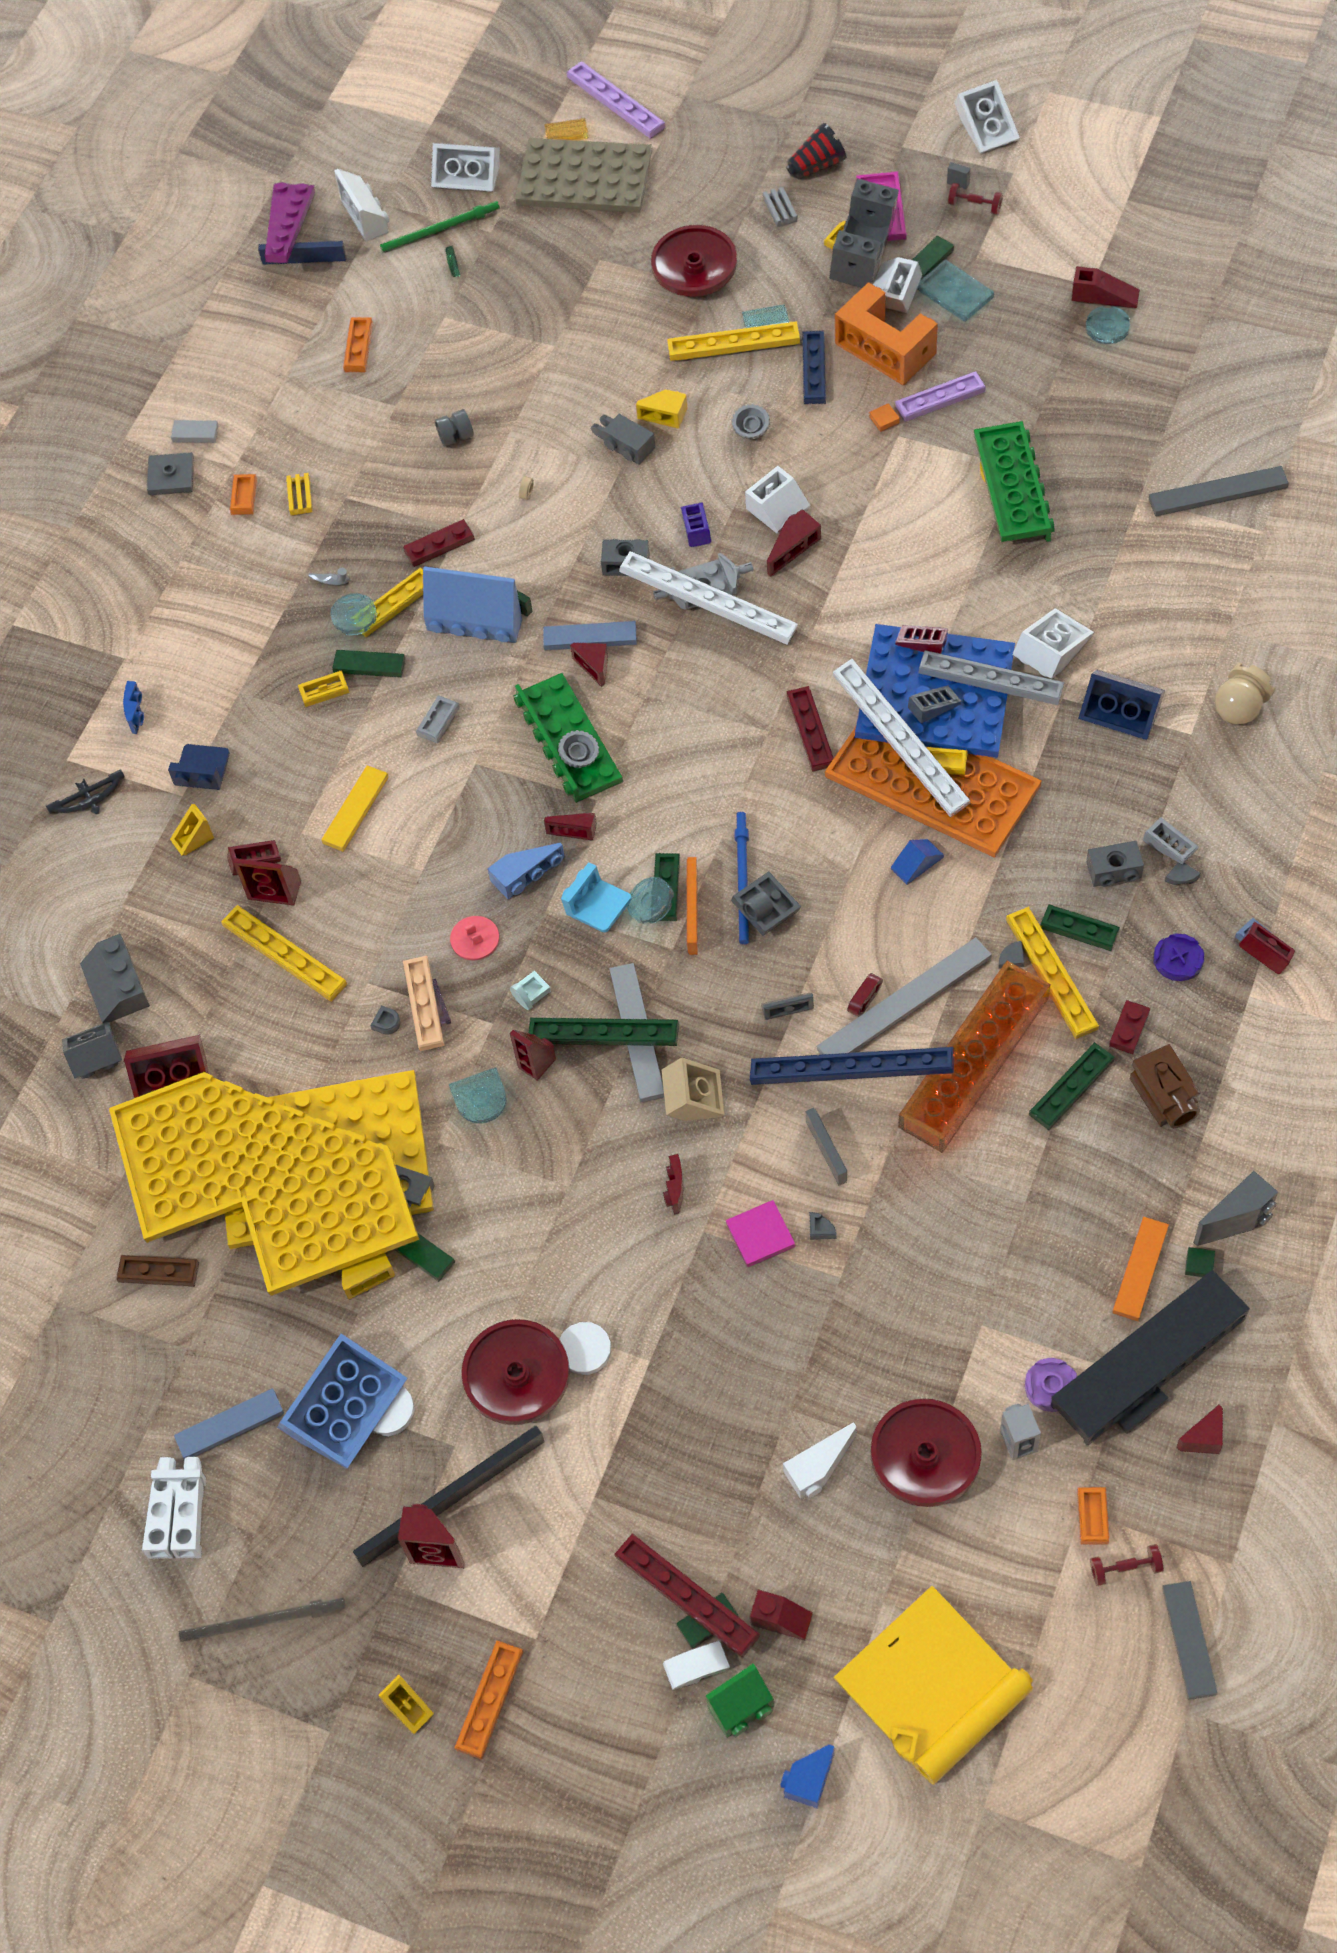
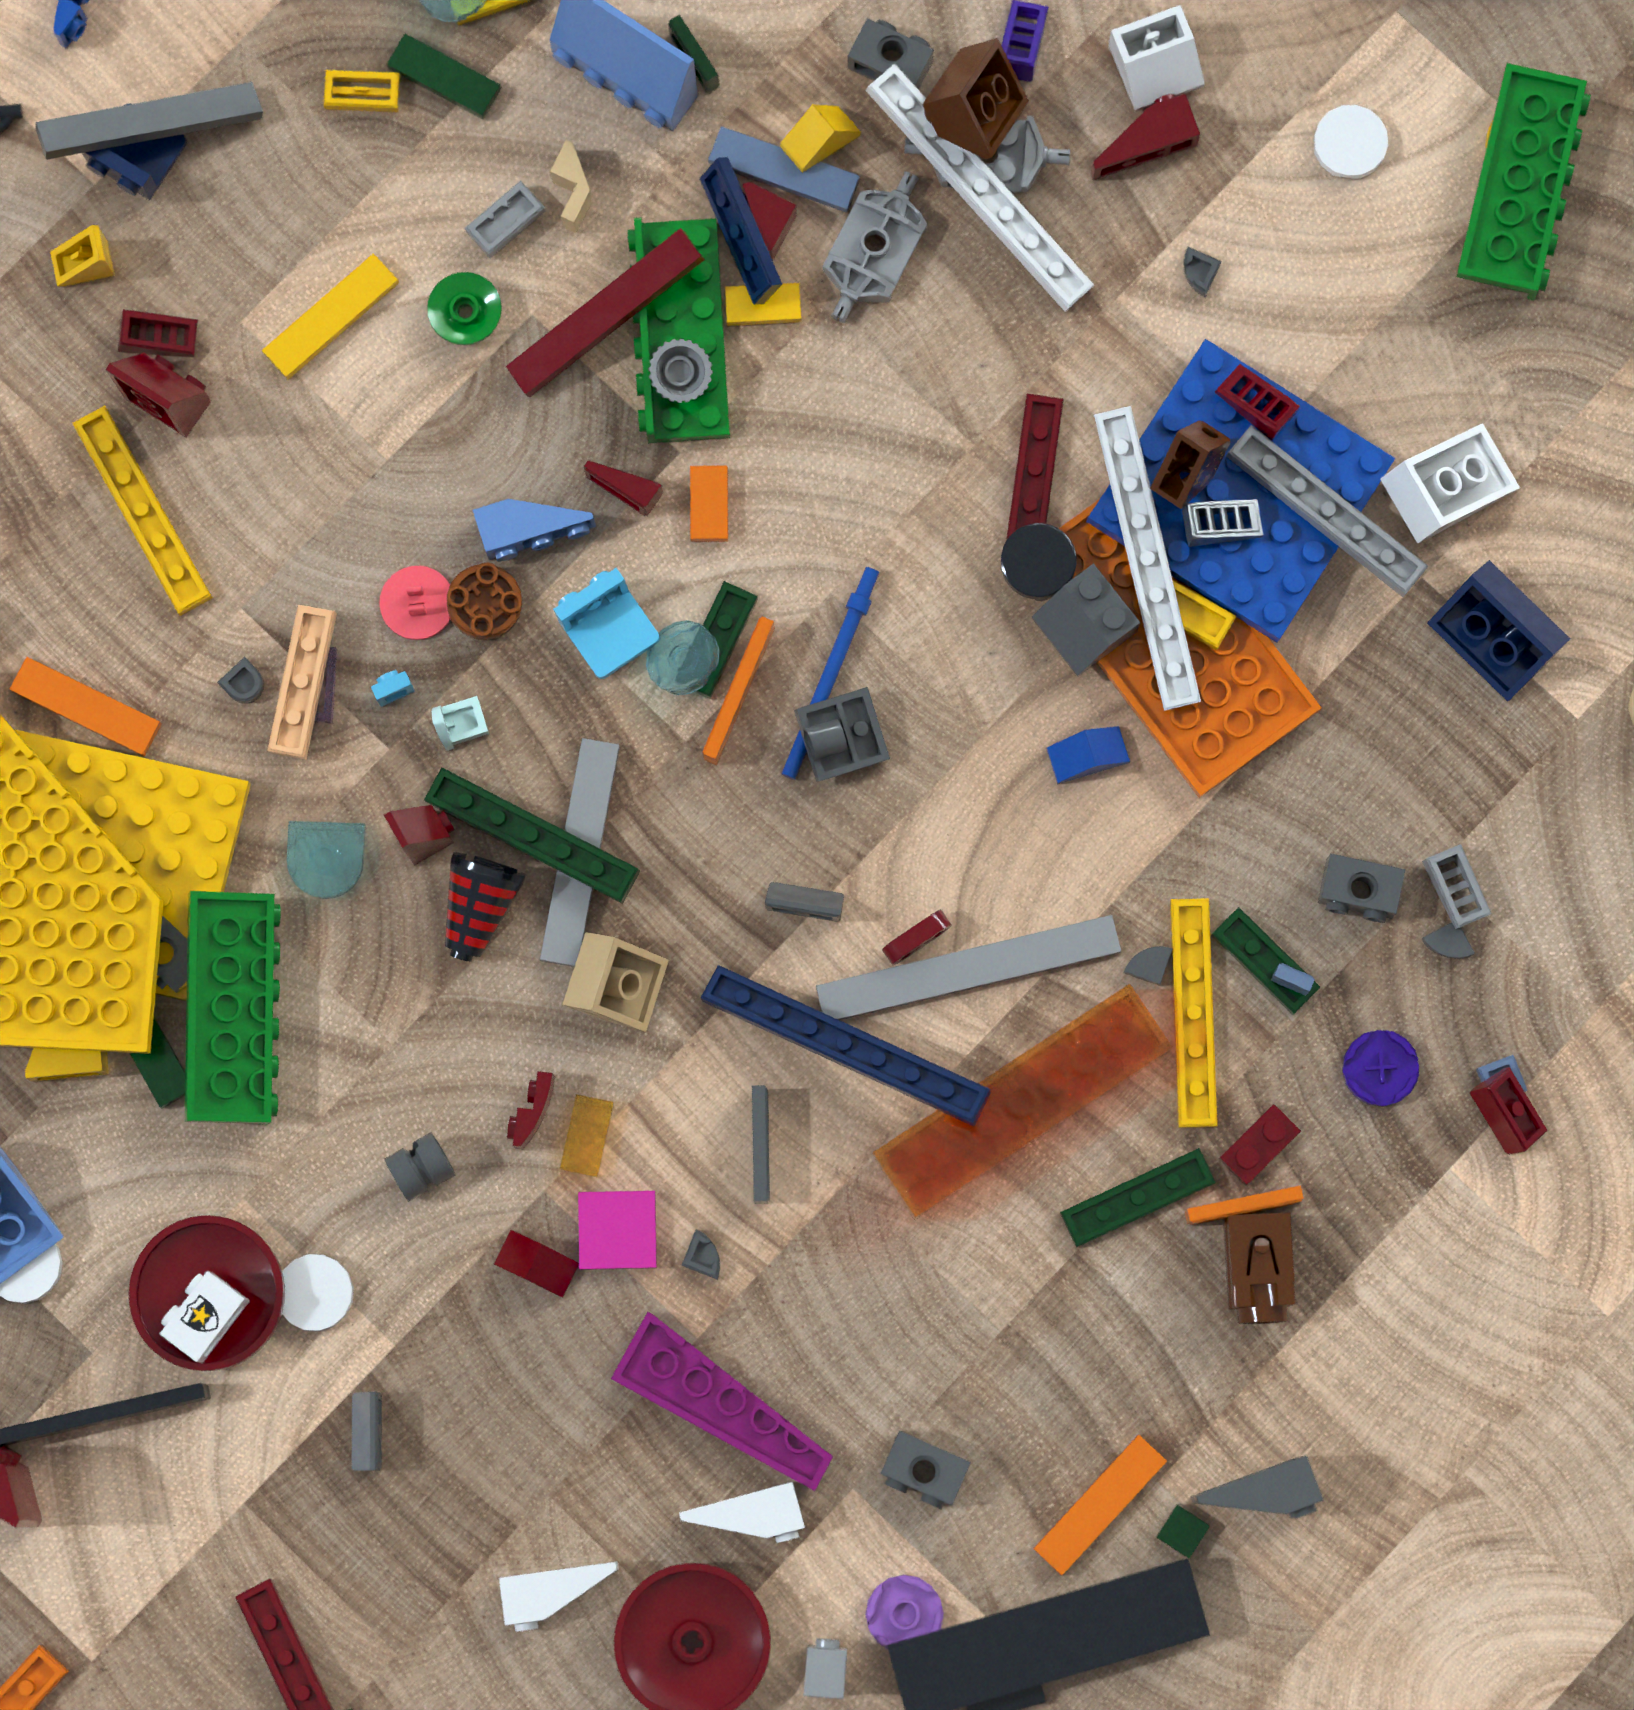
camera: 20 degrees right, 20 degrees up
(202, 742) = (148, 120): none -> tile
(292, 1071) = (85, 706): none -> orange tile
(431, 764) = (462, 291): none -> green dish
(459, 1197) = (231, 1007): none -> green bracket
(468, 683) = (569, 174): none -> tan slope
(480, 985) = (392, 687): none -> medium azure plate
(515, 919) = (484, 601): none -> dark orange tile
(519, 739) = (605, 312): none -> dark red tile
(520, 1379) = (203, 1316): none -> white brick
(580, 670) = (740, 231): none -> dark blue tile
(587, 1077) = (477, 903): none -> black cone
(601, 609) = (818, 135): none -> yellow slope
(610, 705) = (780, 308): none -> yellow tile
(616, 1247) = (420, 1166): none -> dark grey wheel
(627, 818) = (709, 503): none -> orange tile
(655, 1416) = (367, 1431): none -> slope
(666, 666) = (868, 274): none -> light grey plate
(684, 552) = (976, 99): none -> reddish brown slope
(715, 1188) = (587, 1136): none -> clear yellow tile
(718, 1272) = (536, 1263): none -> dark red slope
(837, 766) = (1038, 561): none -> black tile
(851, 1304) = (693, 1387): none -> magenta wing
(854, 595) = (1200, 270): none -> dark grey tile
(881, 783) = (1086, 620): none -> dark grey slope
(901, 672) = (1194, 451): none -> reddish brown torso
(906, 503) = (1350, 141): none -> white tile
(926, 1362) = (758, 1514): none -> white slope
(1033, 1281) = (948, 1470): none -> dark grey brick
(1101, 924) = (1293, 979): none -> sand blue tile
(1122, 1070) = (1244, 1205): none -> orange tile

